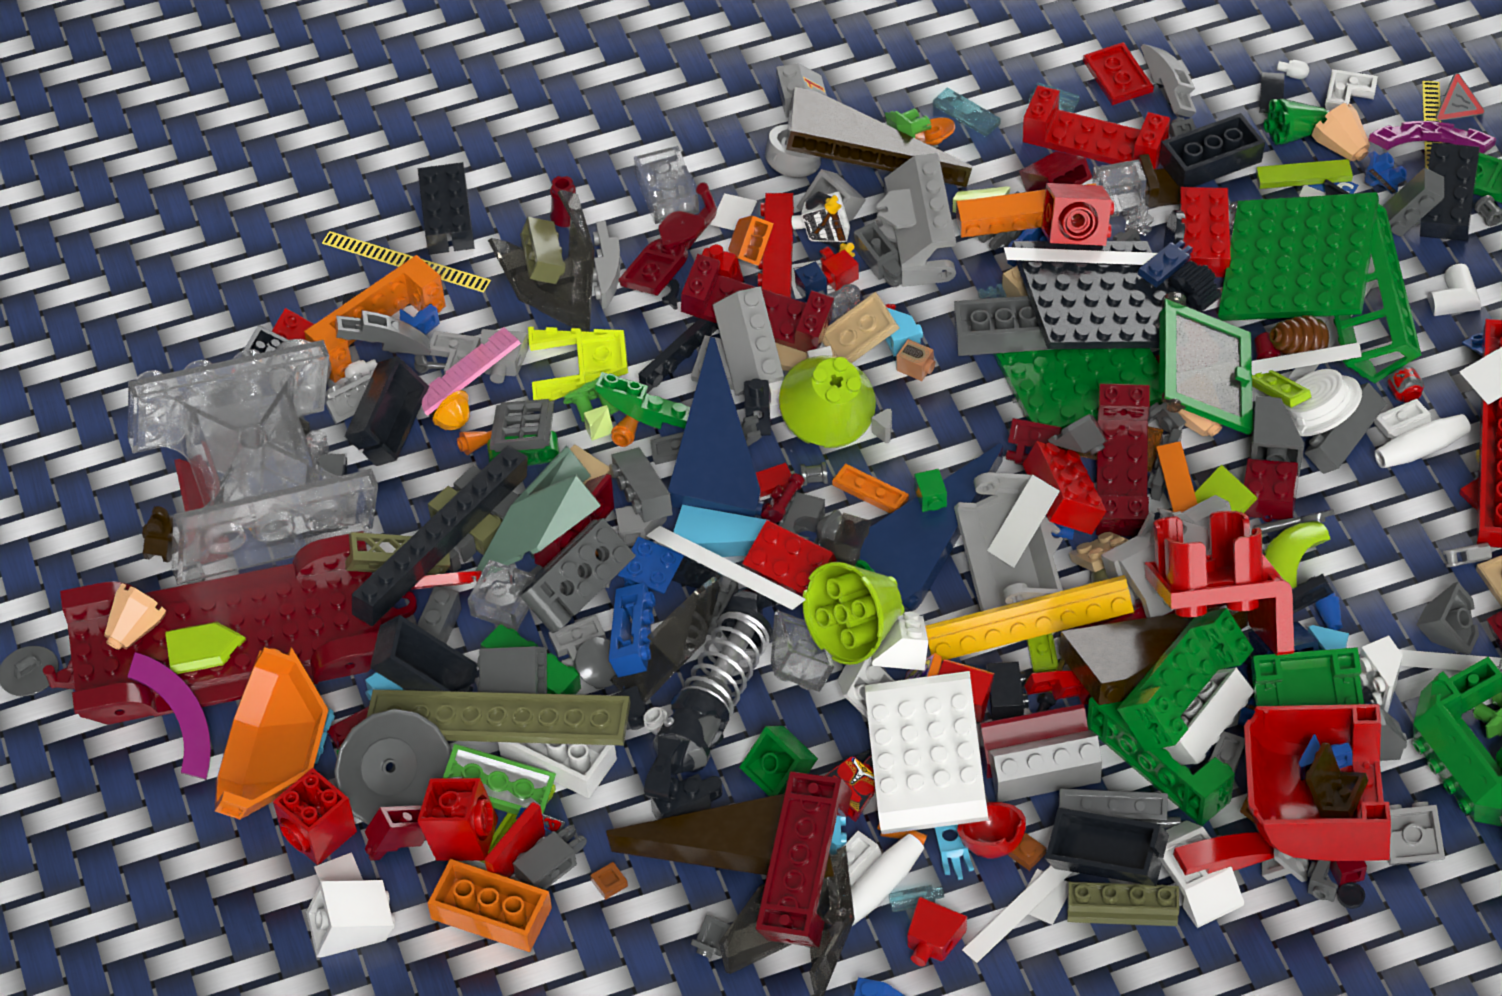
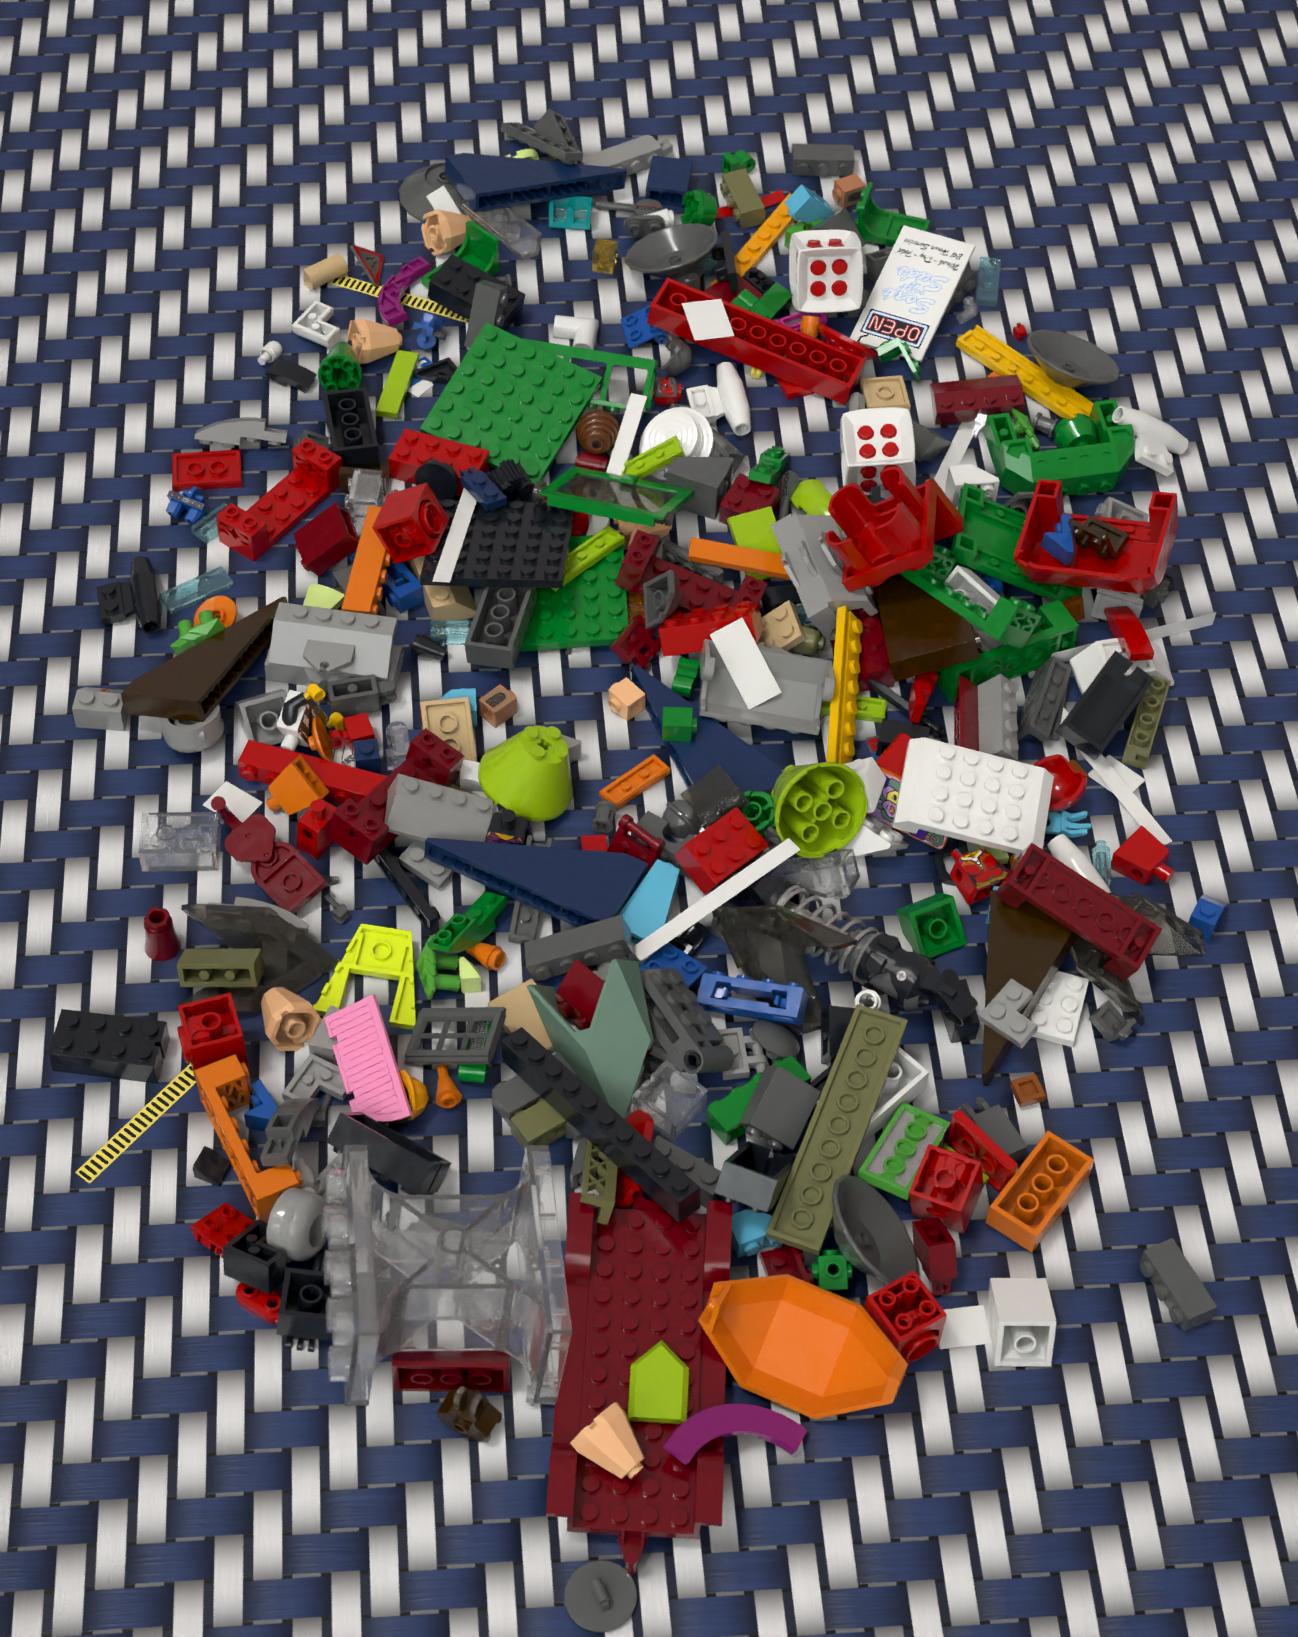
camera: 80 degrees left, 0 degrees up
(462, 261) = (210, 1031): none -> red brick
(505, 307) = (288, 1019): none -> light nougat cone
(638, 318) = (339, 913): none -> dark grey hand
(672, 827) = (1004, 1014): none -> light grey plate
(716, 890) = (1060, 1009): none -> white plate
(809, 251) = (320, 740): none -> orange dish
(932, 72) = (139, 597): none -> black plate
(963, 451) = (626, 699): none -> light nougat brick
(966, 286) = (428, 647): none -> black cone
(1061, 71) = (189, 501): none -> blue hips
(1118, 367) = (591, 552): none -> lime tile
(1255, 887) = (1153, 633): none -> white sticker
(1329, 494) = (770, 466): none -> green slope
(1375, 571) = (876, 441): none -> white piece
(1427, 72) = (325, 271): none -> tan brick
(1450, 379) = (680, 357): none -> dark grey hat

